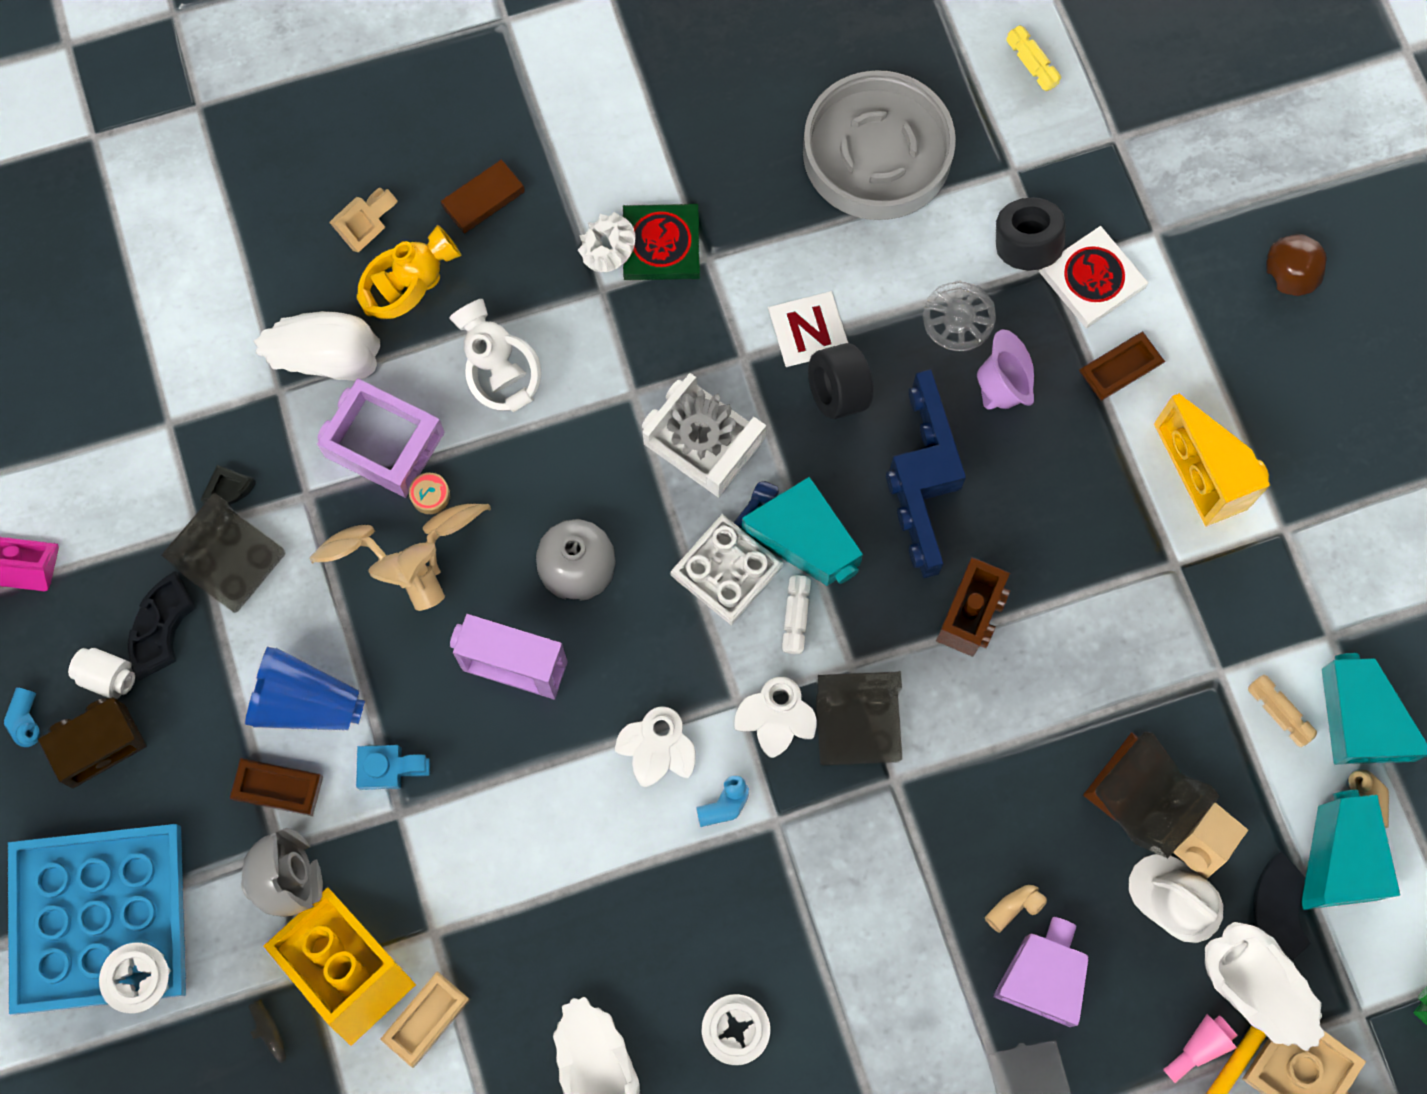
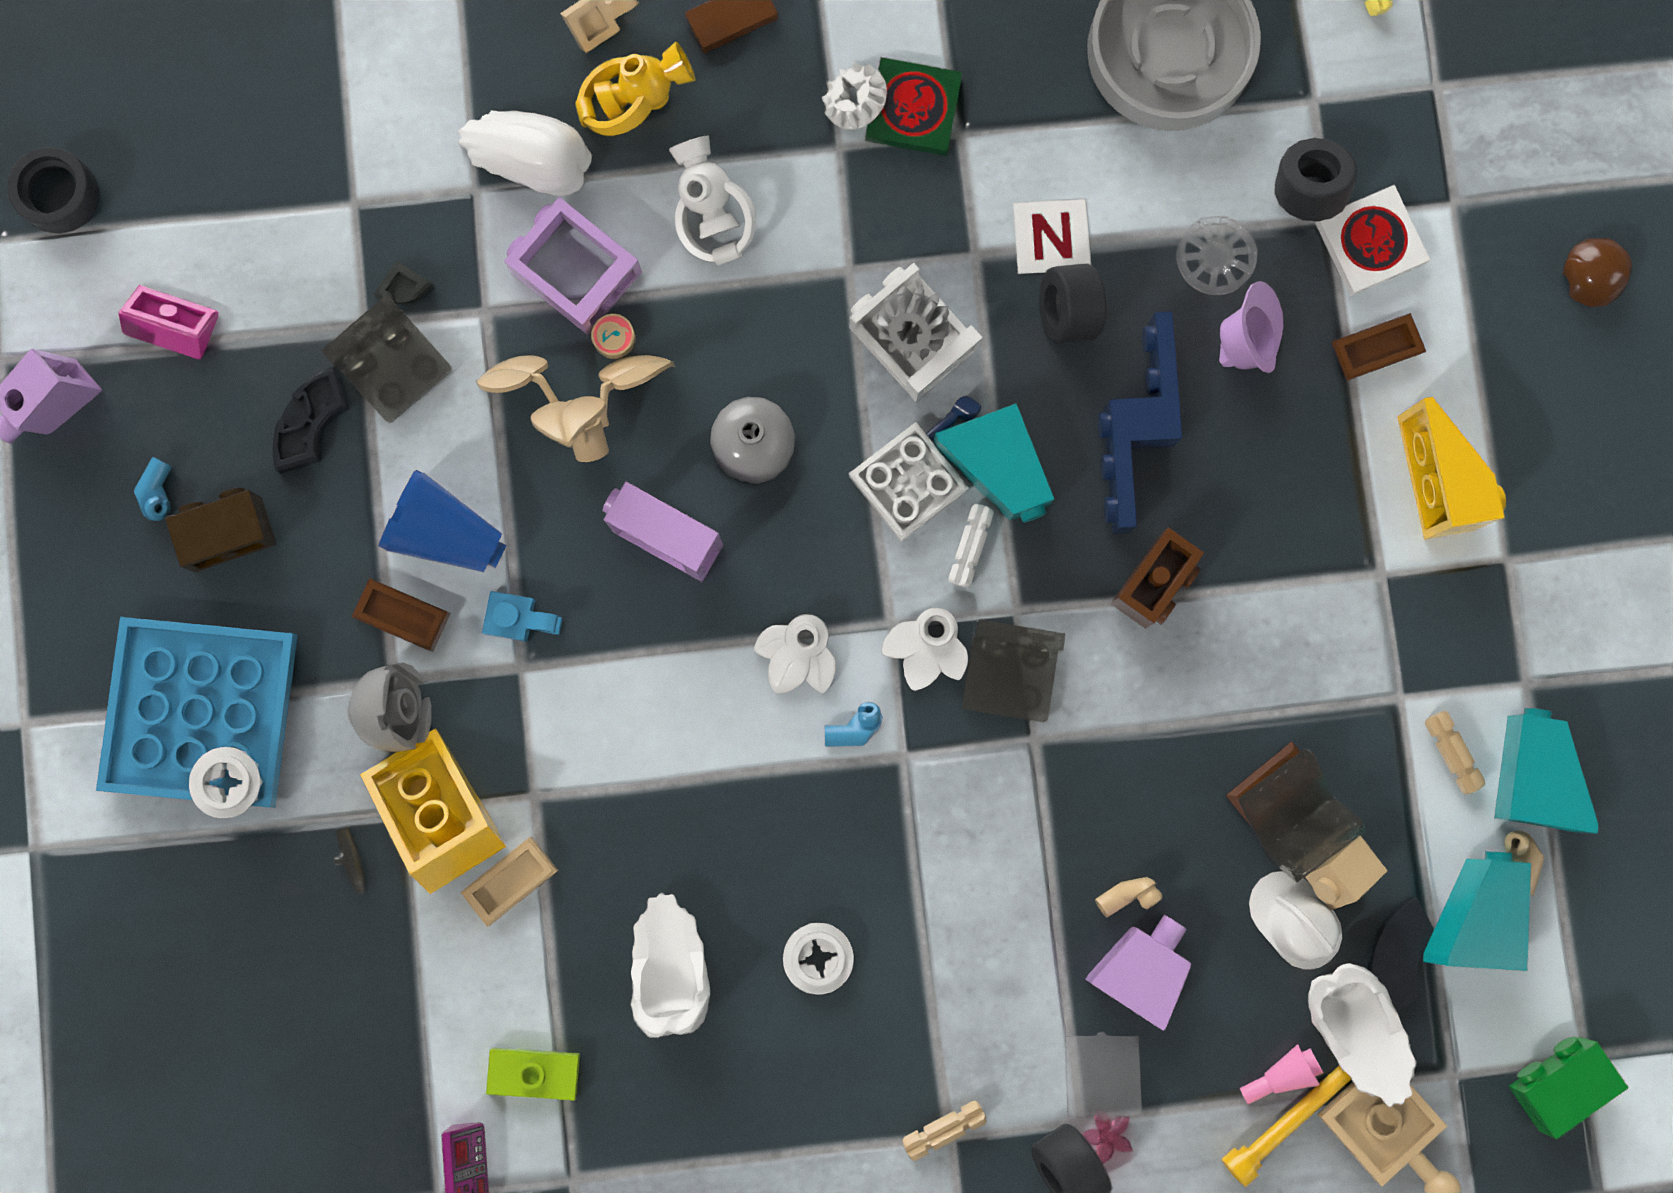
camera: 10 degrees right, 10 degrees up
(102, 672) = (241, 459): white brick -> none

